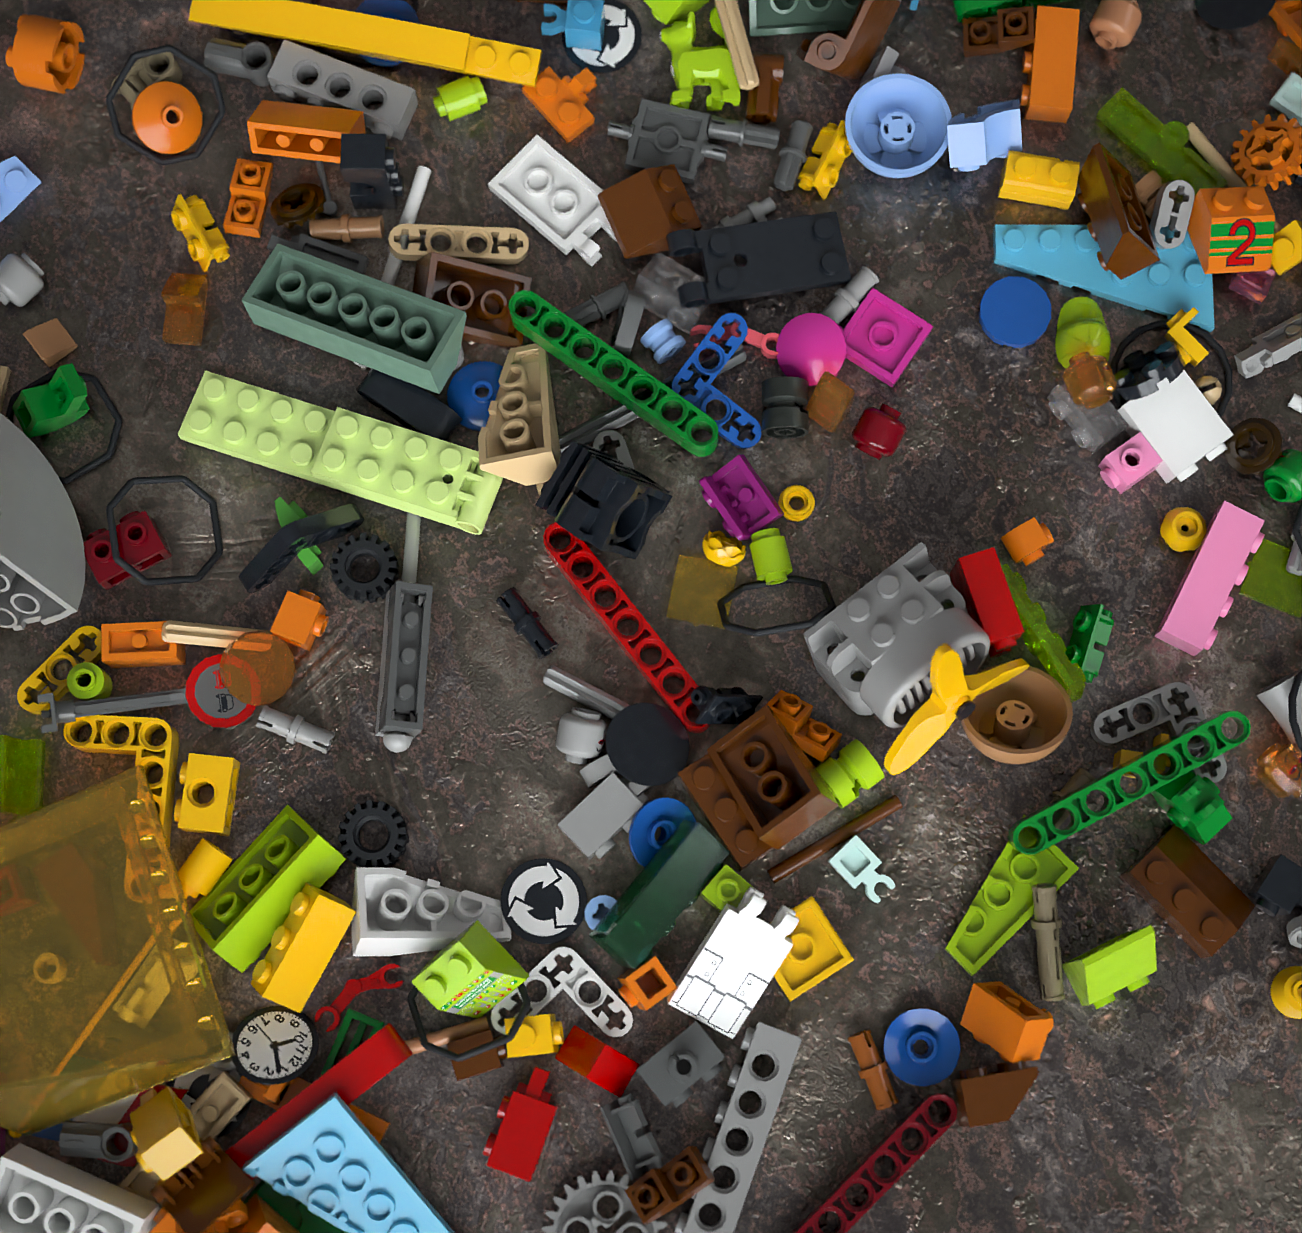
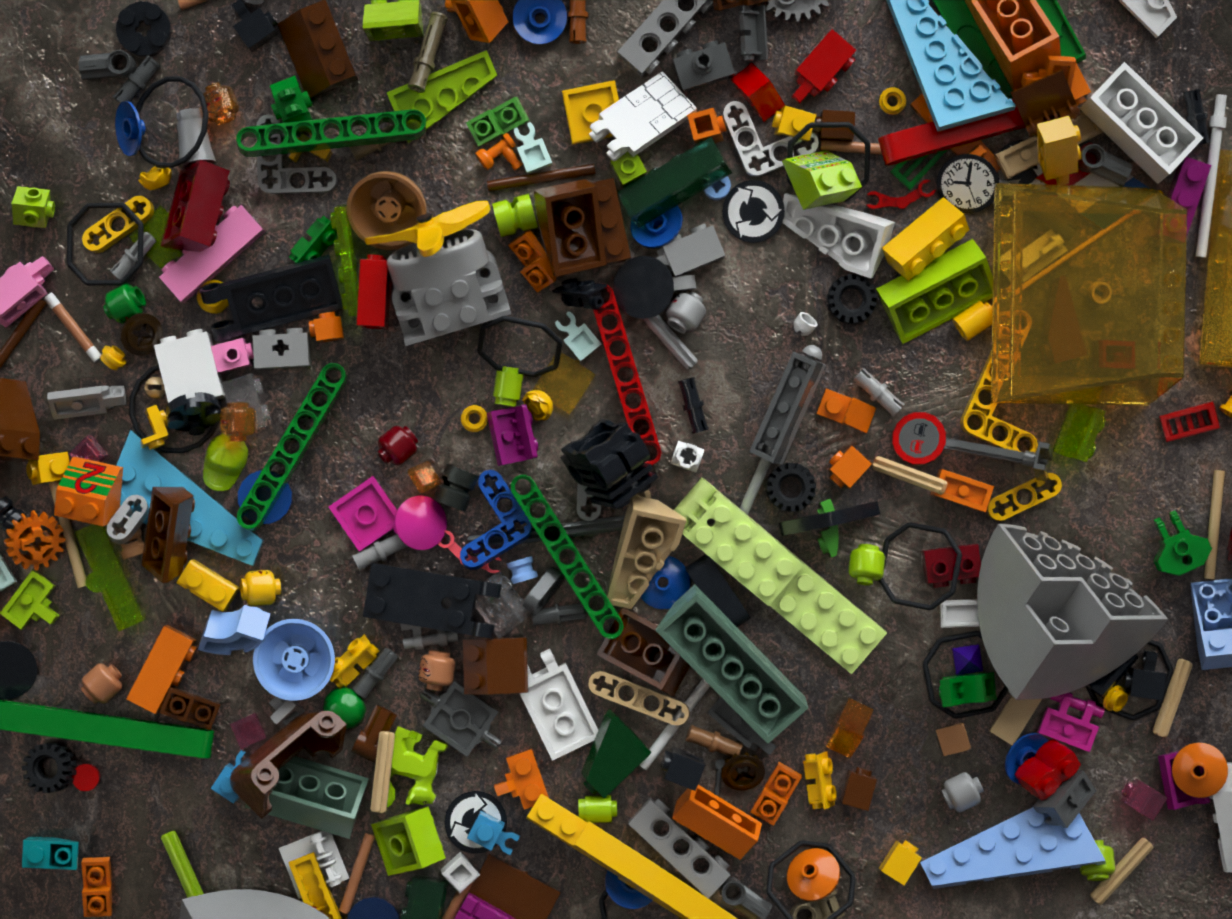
camera: 165 degrees left, 10 degrees up
(65, 171) = (901, 861): none -> yellow brick
(66, 444) = (967, 659): none -> dark purple slope
(93, 495) = (959, 613): none -> white tile
(100, 684) = (999, 476): lime brick -> none
(147, 236) = (858, 788): none -> reddish brown brick
(217, 814) = (940, 379): yellow brick -> none
(233, 508) = (866, 564): none -> lime head
(257, 668) = (889, 443): clear orange tile -> none
(330, 691) = (846, 410): none -> orange slope
(403, 1124) = (892, 92): none -> yellow plate
(422, 780) = (804, 323): none -> white hinge
(463, 164) = (612, 755): none -> dark green slope
(508, 546) = (687, 456): none -> white piece
(702, 650) = (580, 339): none -> light aqua plate
(719, 184) = (437, 670): none -> nougat head
(743, 132) = (403, 704): dark grey axle -> none
(813, 101) = (346, 705): none -> green hair
(898, 859) = (503, 146): none -> orange piece
(917, 34) = (248, 730): none -> clear pink plate
(919, 889) = (497, 121): none -> bright green slope
(975, 200) = (259, 588): none -> yellow head
(1012, 361) = (291, 461): none -> green beam
(1085, 478) = (267, 358): none -> light grey brick
(1096, 561) = (285, 293): none -> black hinge
(1240, 84) = (31, 602): none -> lime hinge
(1256, 623) = (196, 207): none -> dark red slope
(1275, 405) = (113, 357): none -> yellow plate

